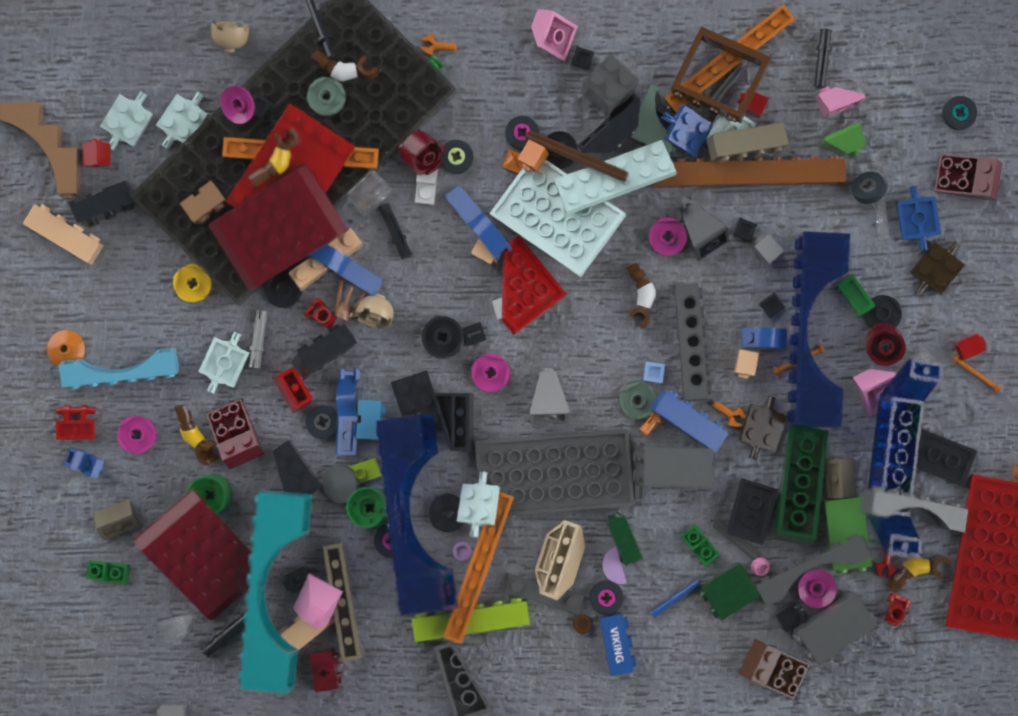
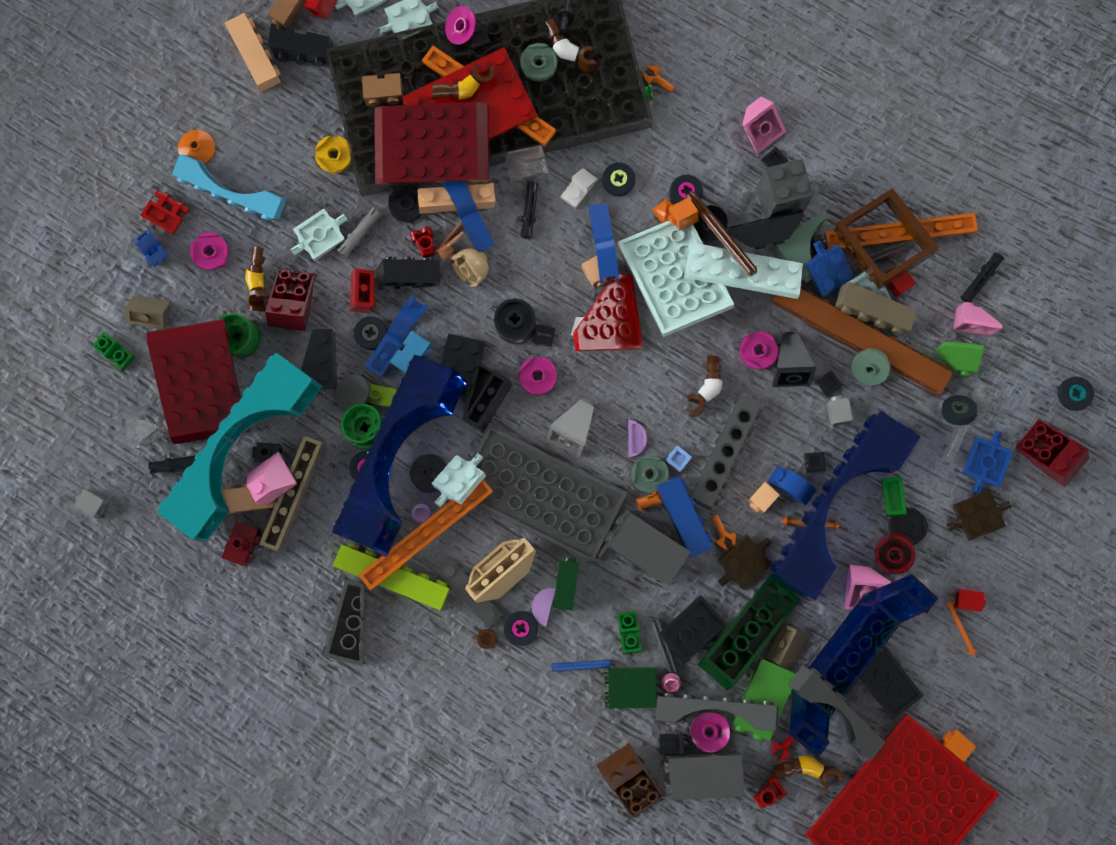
camera: 30 degrees right, 5 degrees down
(421, 152) = (590, 156): dark red brick -> none
(608, 376) = (636, 438): none -> lavender tile
(617, 644) = (506, 674): blue brick -> none
(772, 187) = (871, 358): none -> sand green plate

